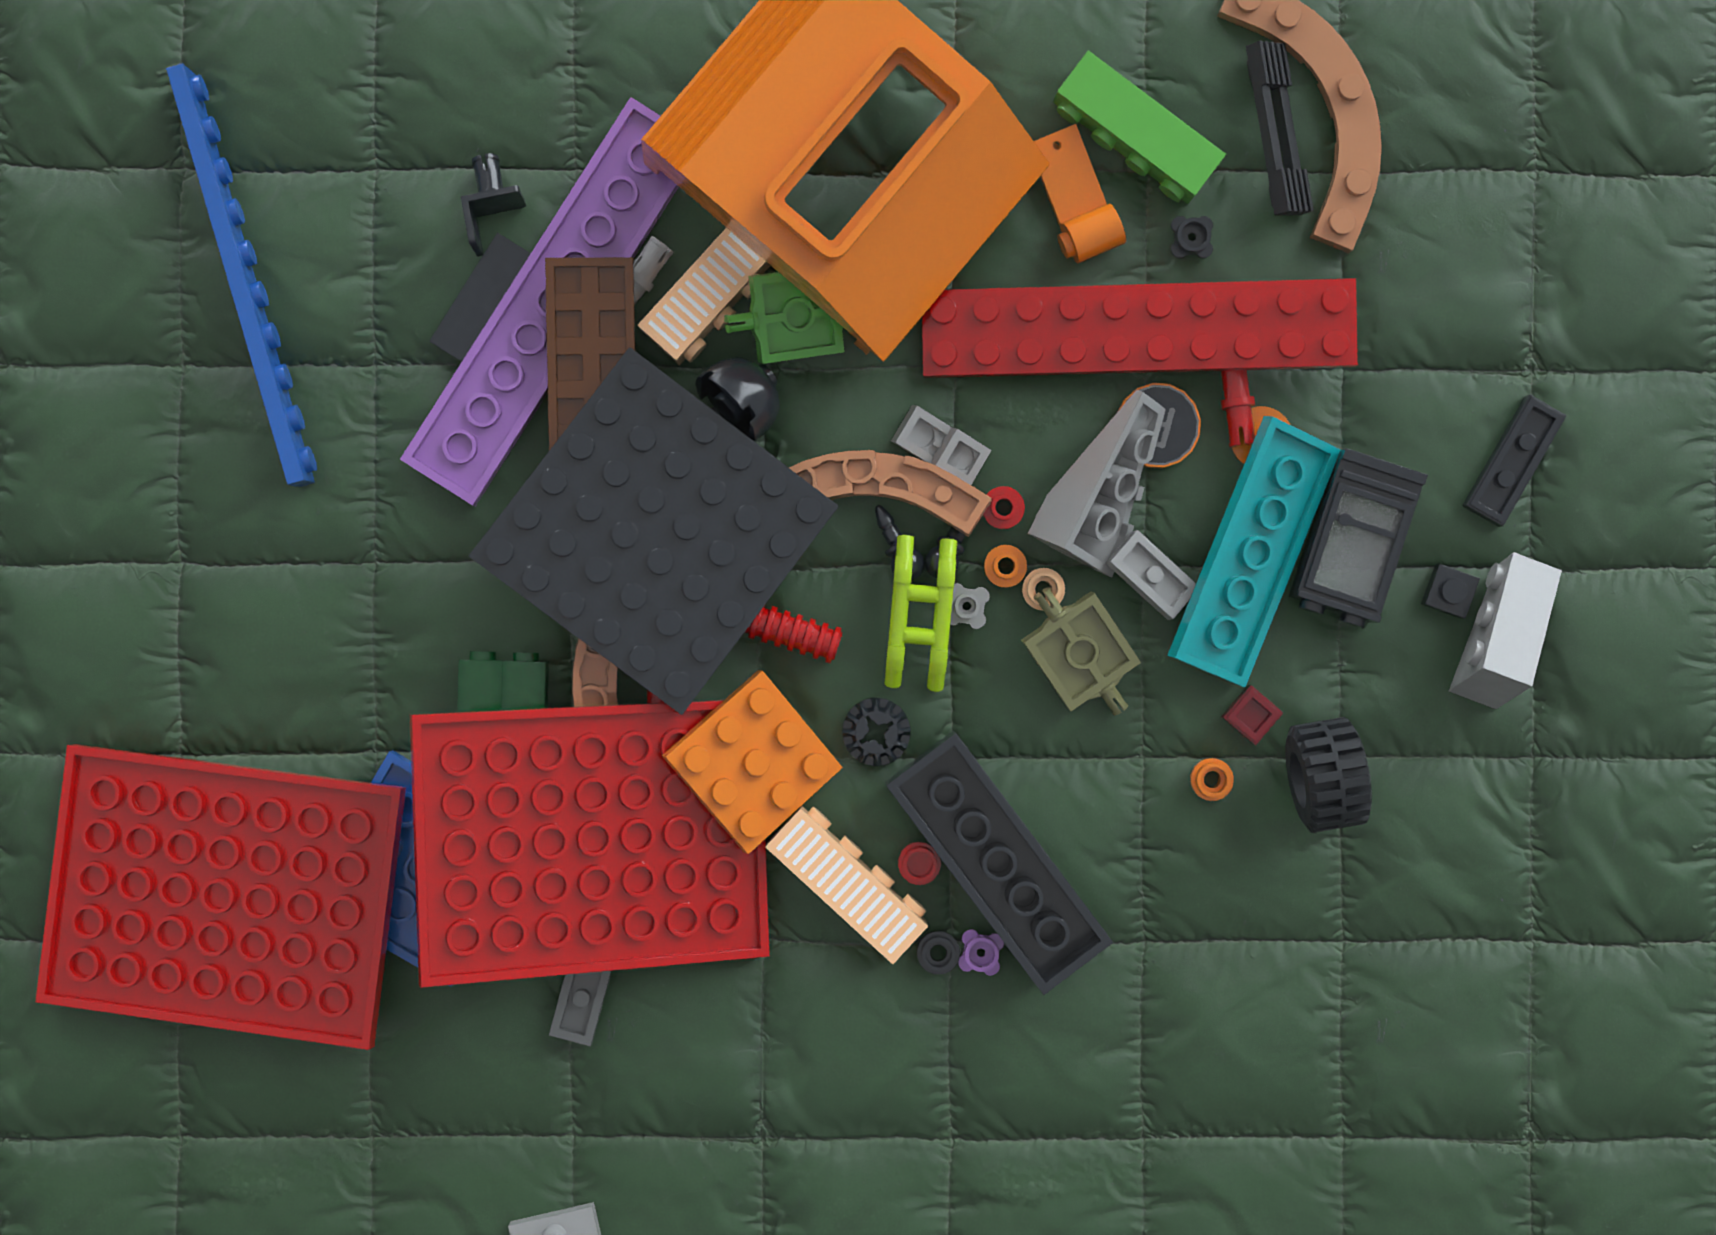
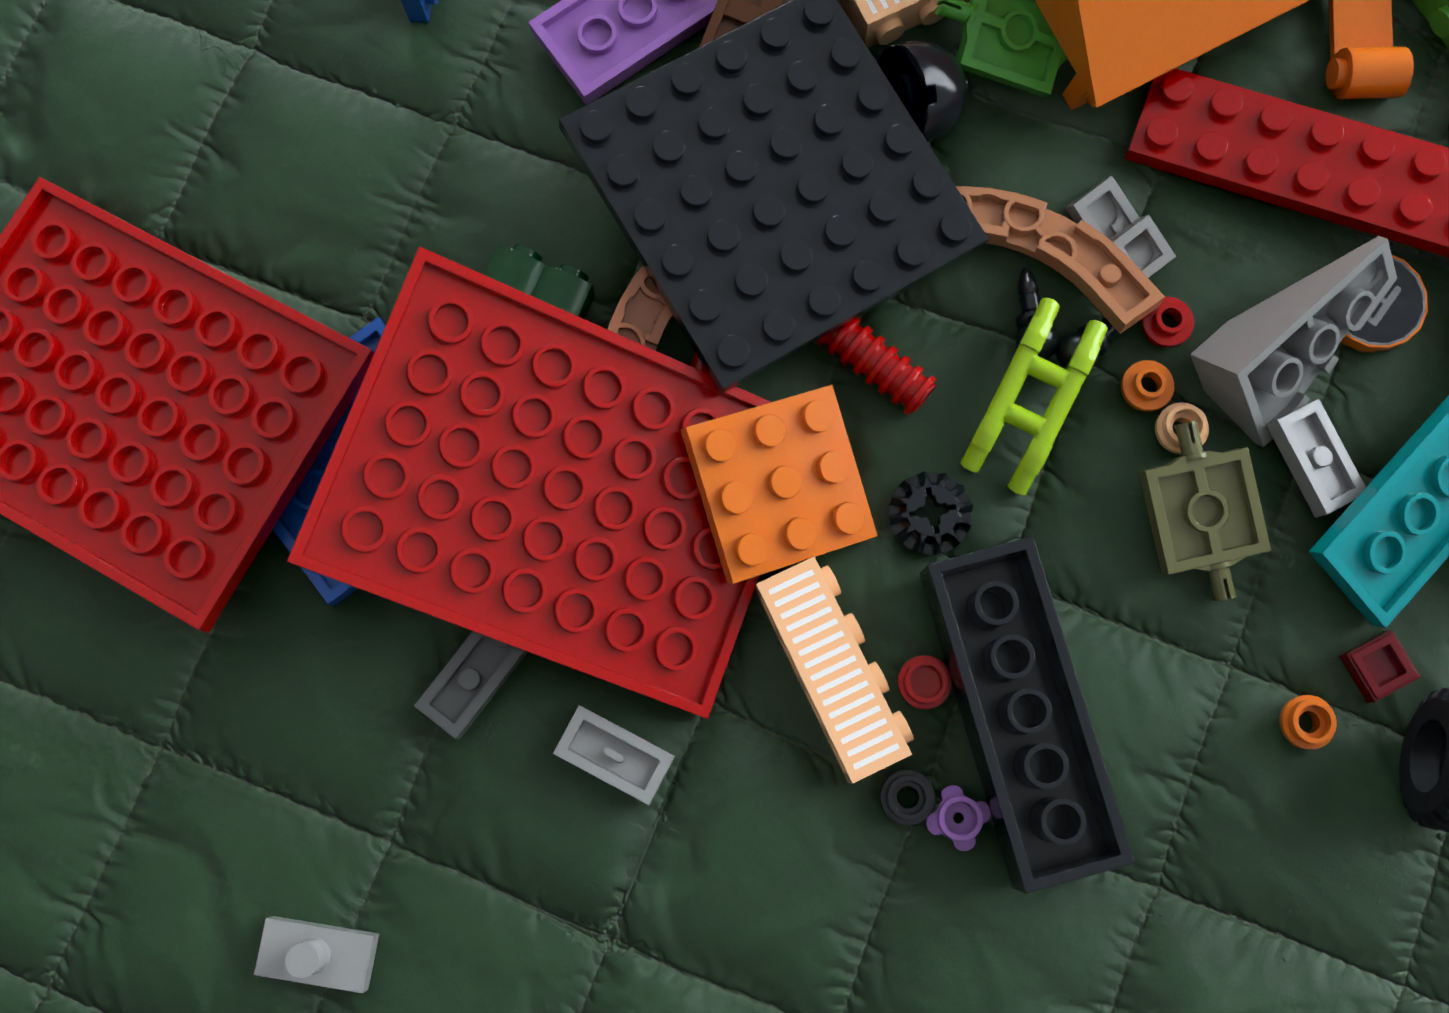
camera: 20 degrees right, 10 degrees down
(711, 1009) = (614, 755): none -> light grey plate
(976, 598) = (1090, 427): light grey plate -> none

